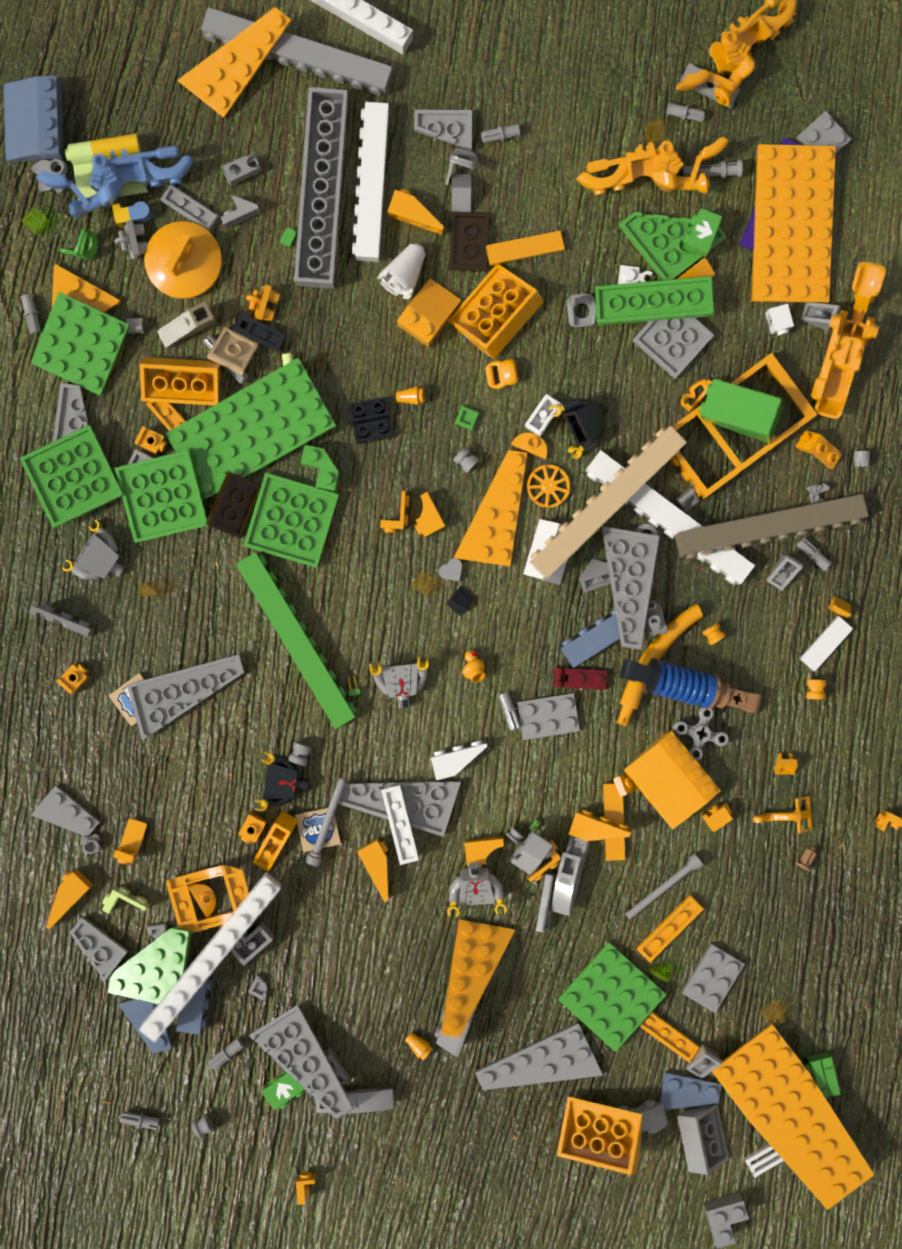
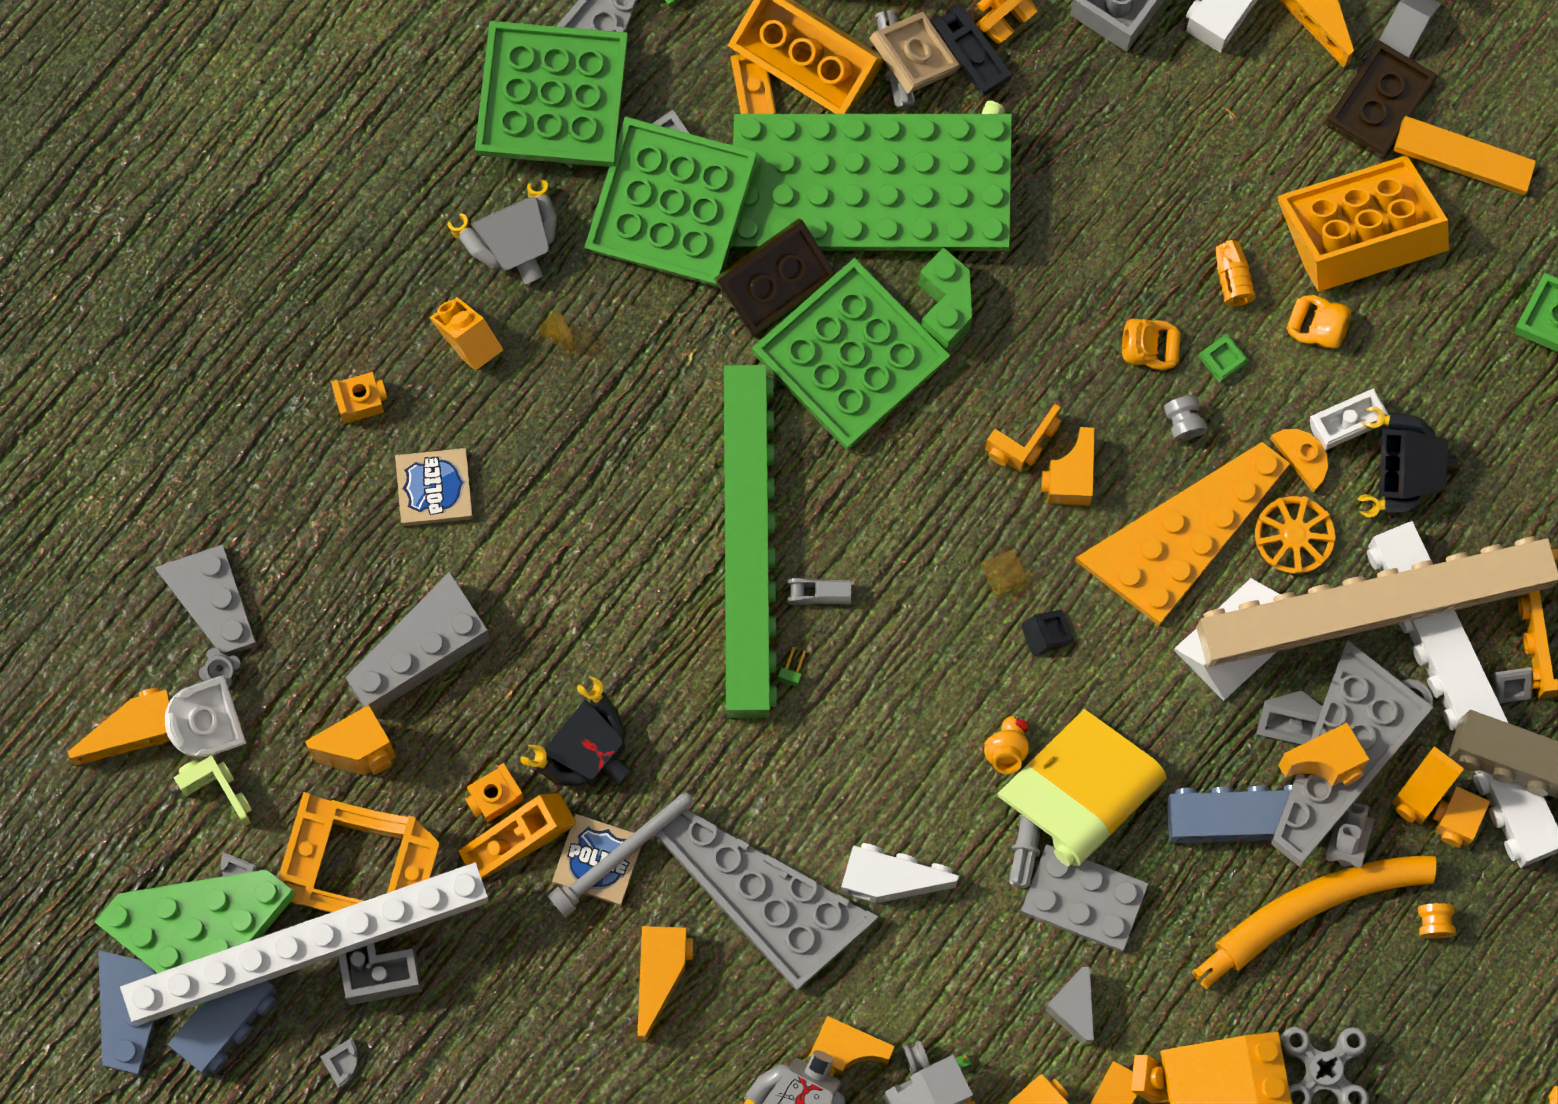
camera: 30 degrees right, 15 degrees down
(66, 619) = (398, 296): light grey wing -> none
(98, 874) = (203, 719): none -> white tile
(98, 946) = (127, 842): light grey wing -> none
(104, 617) = (466, 333): none -> light orange slope
(131, 841) = (287, 700): light orange bracket -> none
(159, 441) = (697, 101): light orange brick -> none
(170, 695) = (494, 509): light grey wing -> none
(176, 845) = (353, 745): none -> light orange slope
(177, 776) = (419, 646): none -> light grey wedge
(204, 897) = (346, 859): light orange plate -> none
(303, 750) = (644, 720): light grey wheel -> none
(347, 642) = (825, 591): none -> light grey bar
(371, 420) = (1068, 276): black slope -> none
(400, 824) = (738, 923): white plate -> none
(401, 680) = (877, 697): light grey torso -> none
(403, 271) = (1250, 83): white cone -> none
(411, 396) = (1155, 274): light orange cone -> none
(424, 434) = (1141, 343): none -> light orange piece
(428, 312) = (1253, 167): light orange slope -> none
(448, 373) = (1234, 274): none -> light orange hinge
(452, 570) = (1061, 576): light grey tile -> none
(518, 667) = (1083, 786): none -> yellow door
(571, 770) = (1074, 1007): none -> light grey slope
(580, 678) = (1172, 868): dark red plate -> none
(586, 299) = (1496, 278): light grey piece -> none
(628, 590) = (1332, 756): none -> light orange arch
(676, 577) = (1426, 786): none -> light orange slope
(688, 685) = (1348, 973): piece -> none
(698, 579) = (1460, 817): none -> light orange brick

